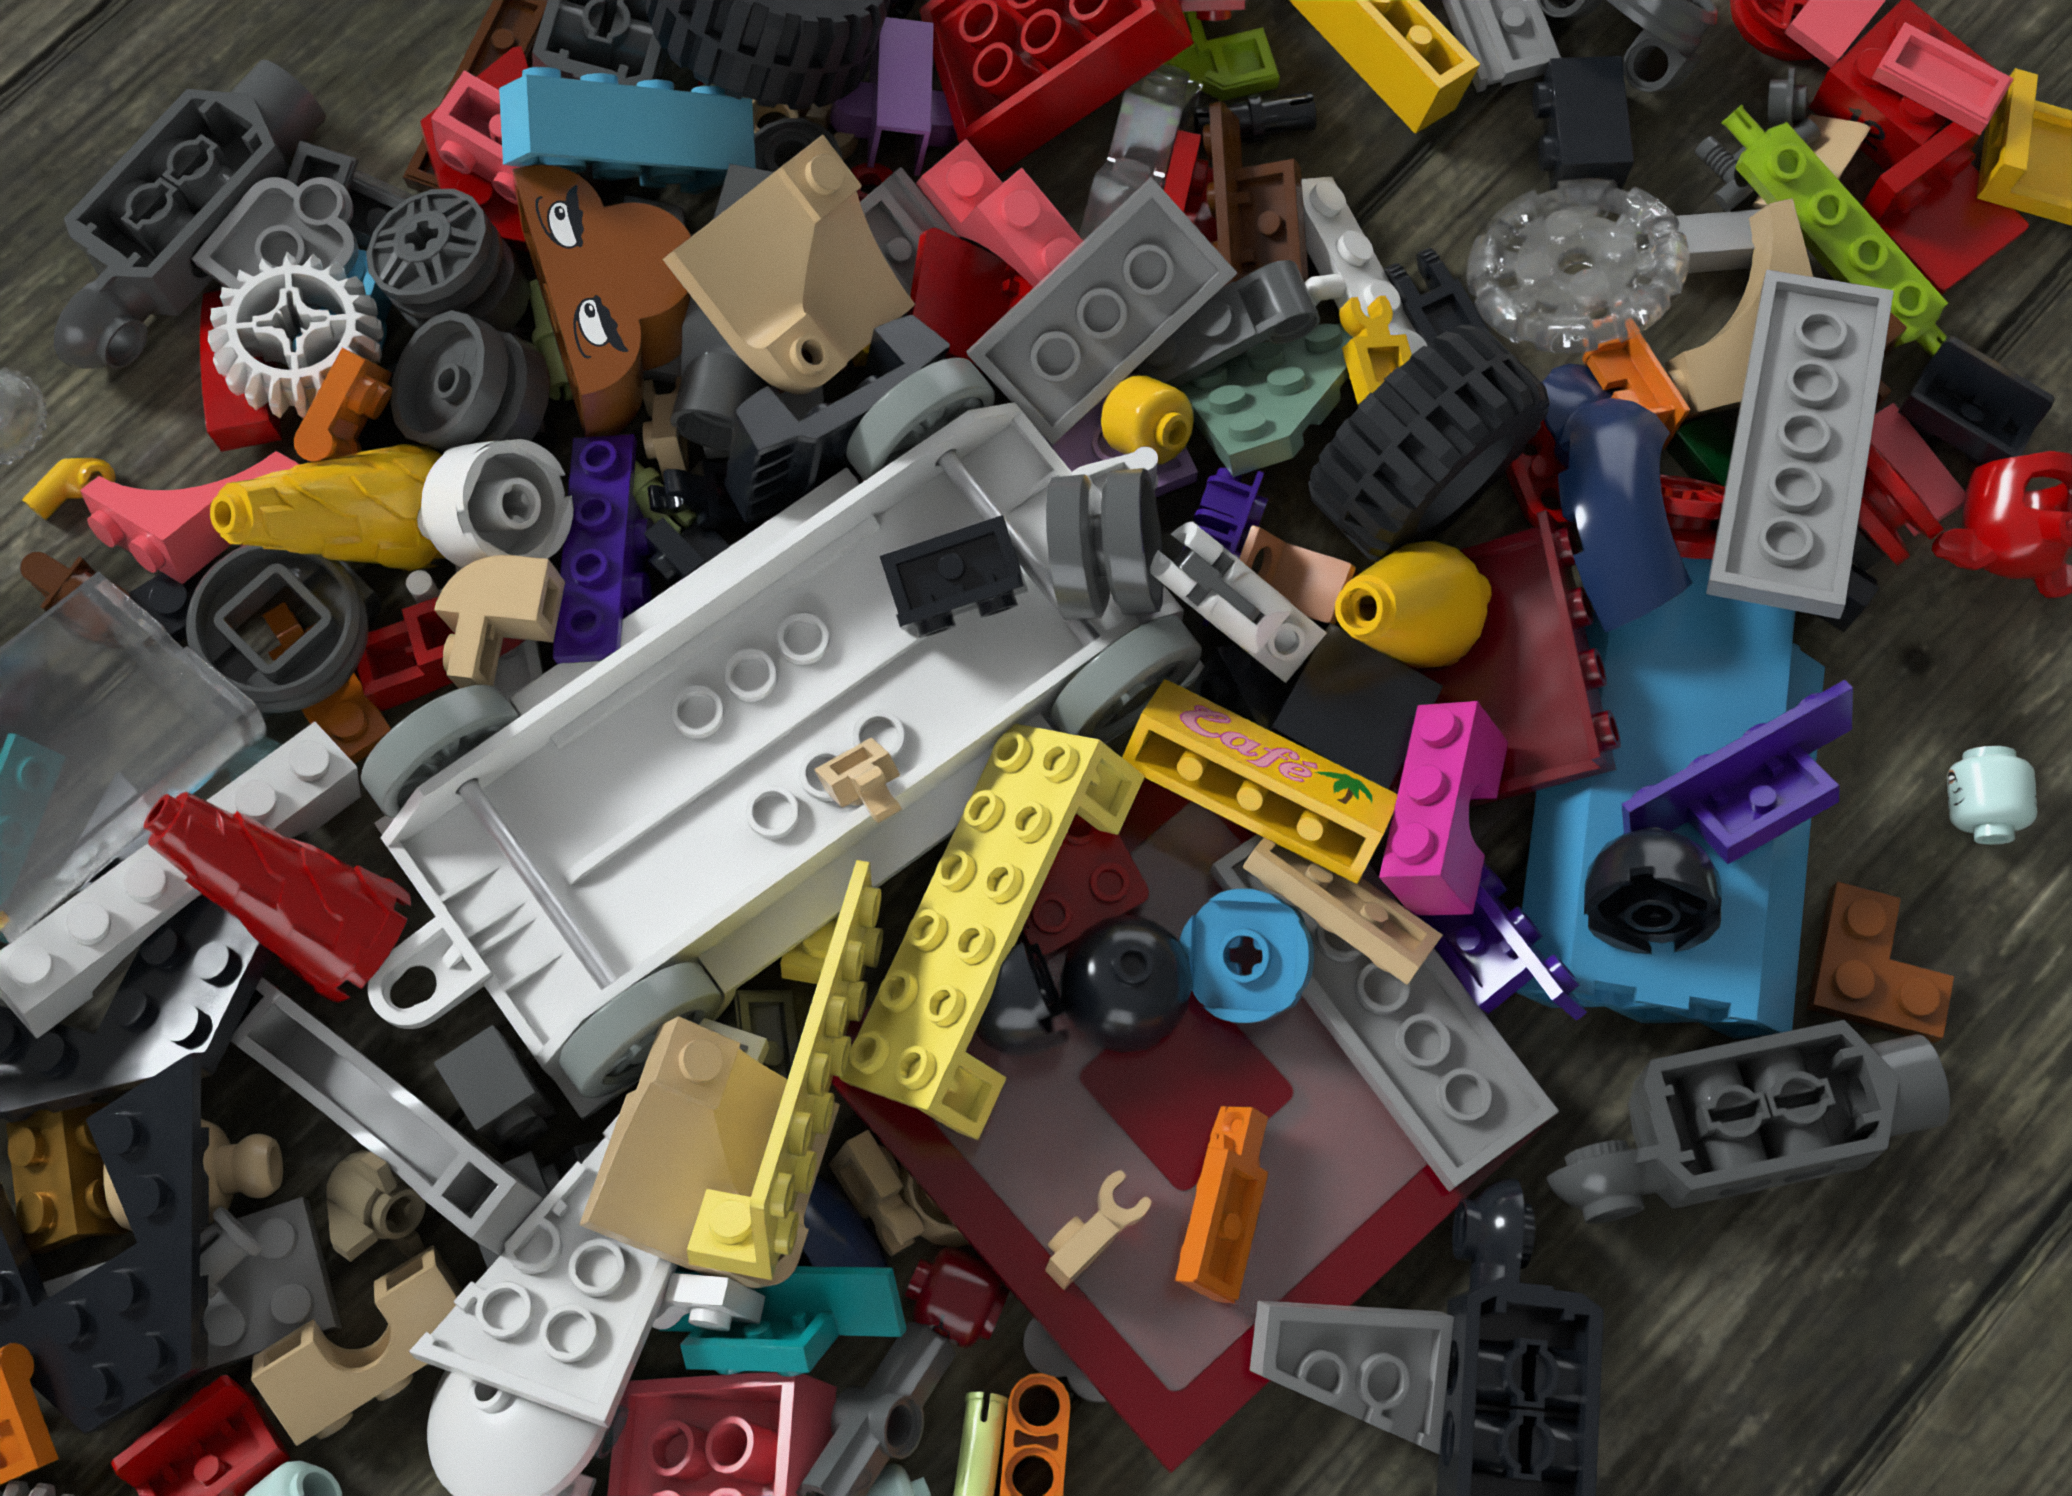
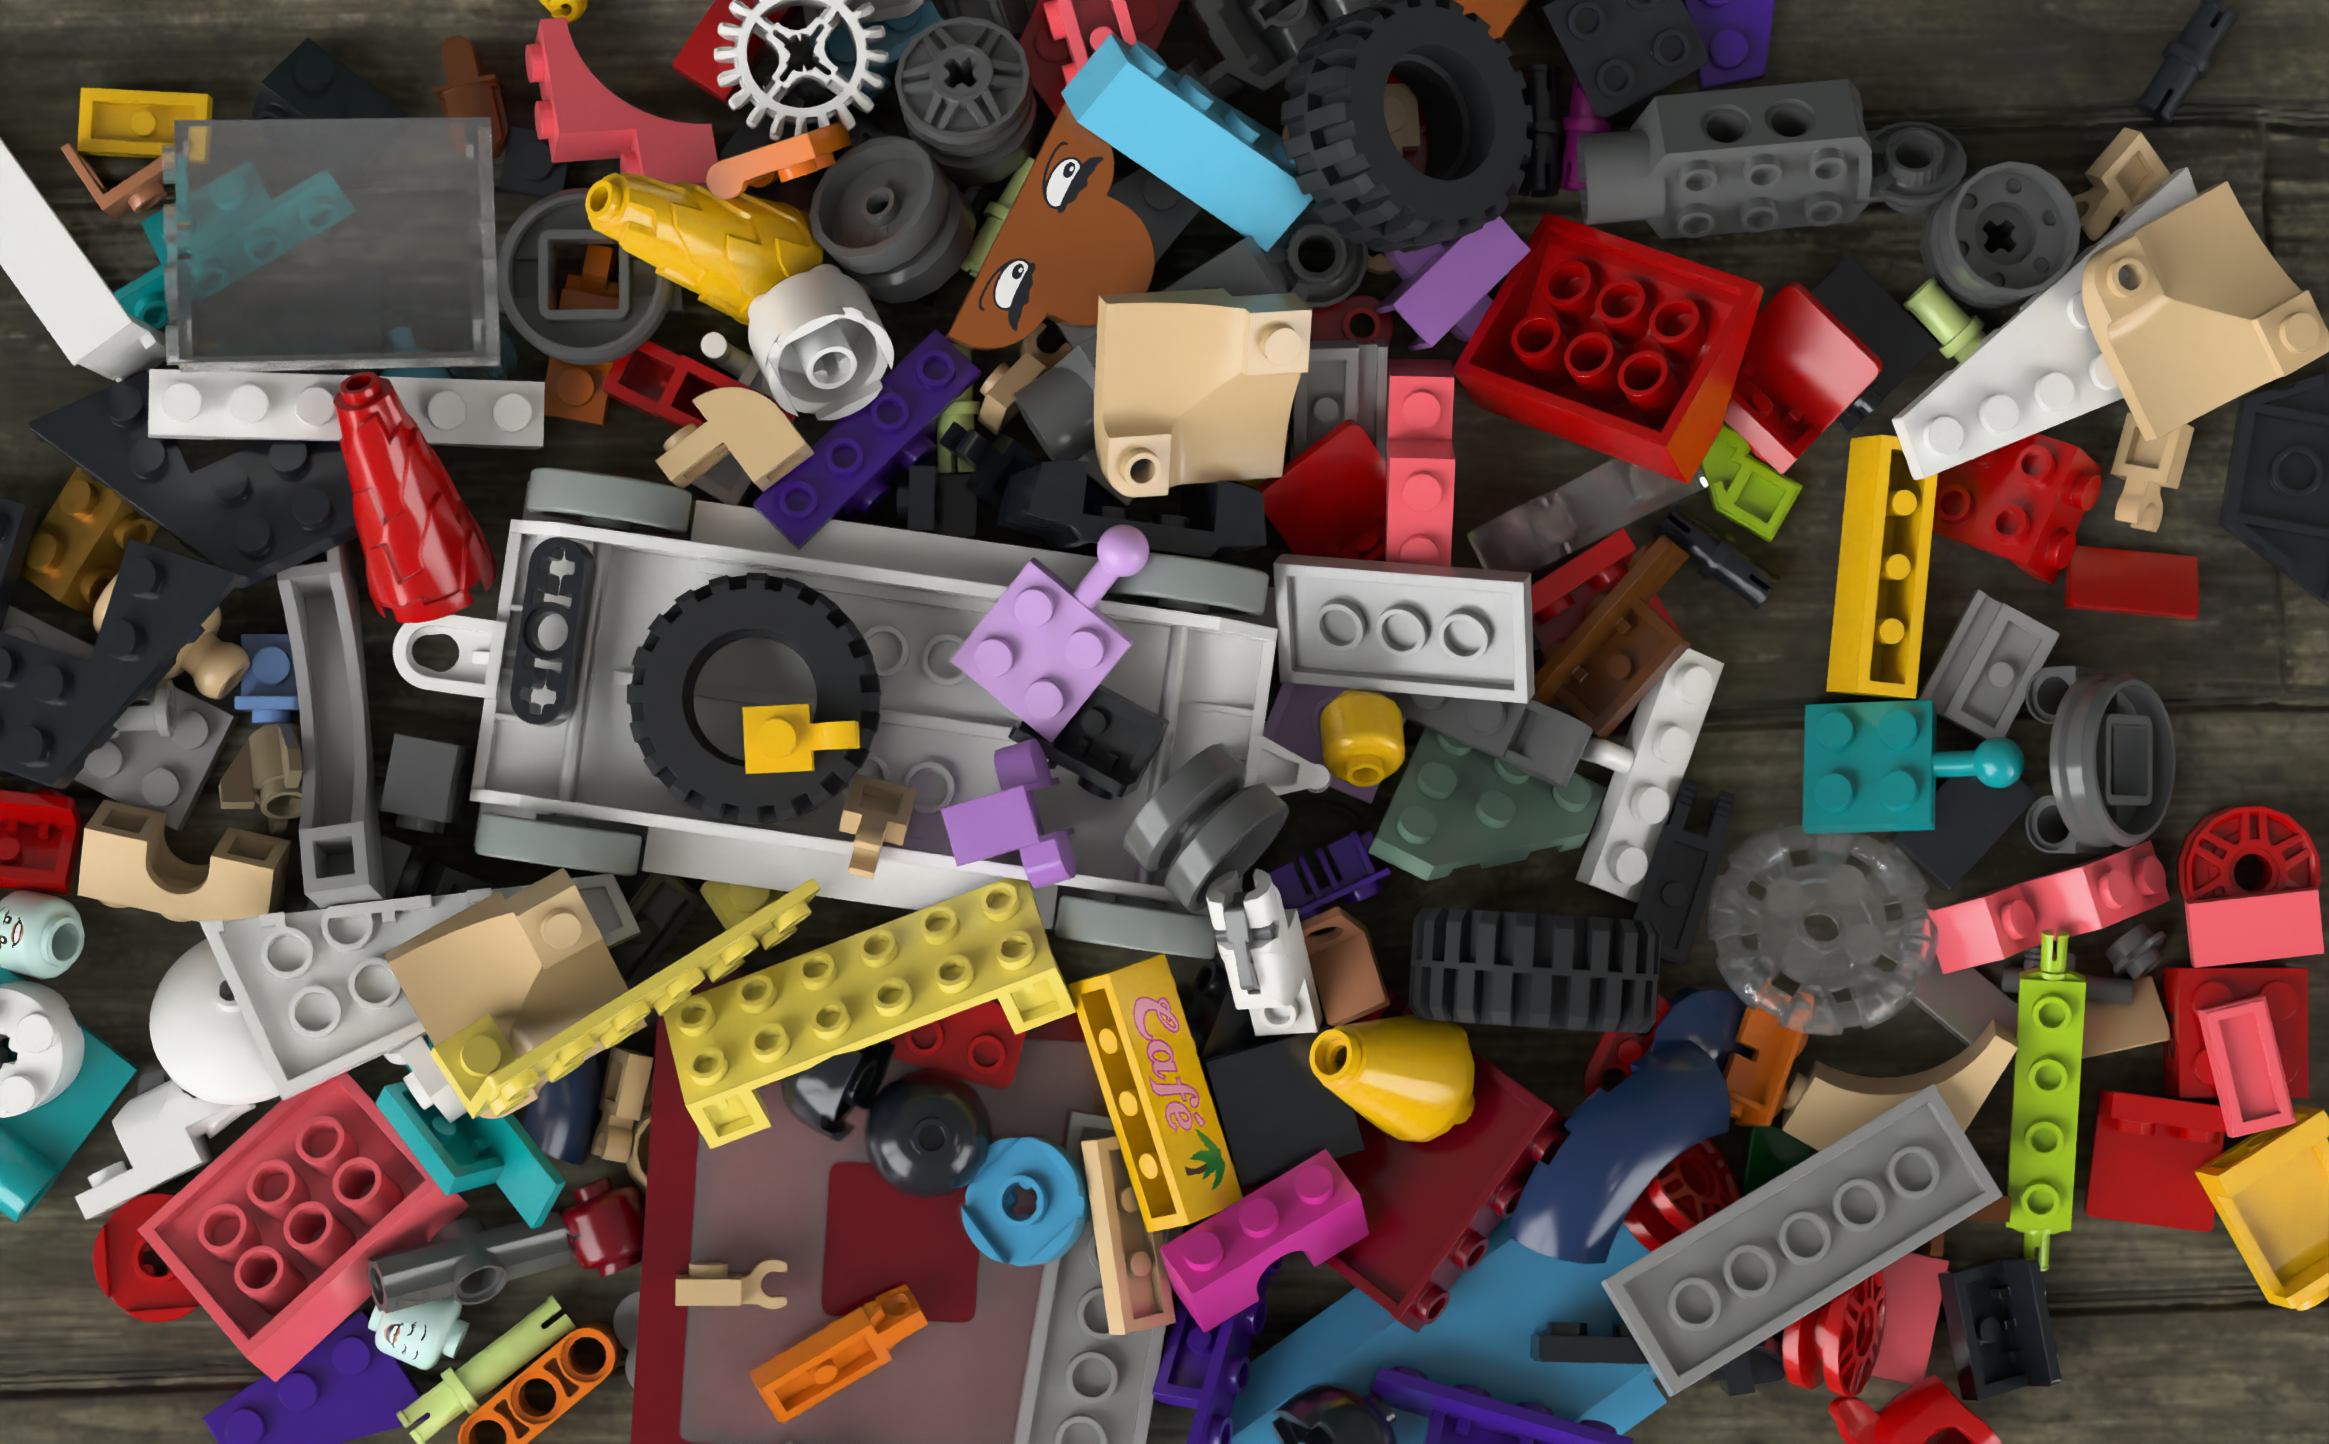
camera: 45 degrees right, 15 degrees up
(308, 1141) = (270, 682): none -> medium blue bracket
(475, 828) = (534, 611): none -> black beam
(667, 692) = (682, 644): none -> black tyre
(737, 755) = (785, 738): none -> yellow plate
(863, 534) = (1048, 643): none -> lavender plate
(964, 668) = (1012, 820): none -> medium lavender piece
(1372, 350) = (1580, 862): yellow plate -> none
(1508, 134) = (1880, 765): none -> teal plate
(1695, 133) = (2069, 899): none -> coral arch
(1731, 665) = (1571, 1344): none -> black hinge

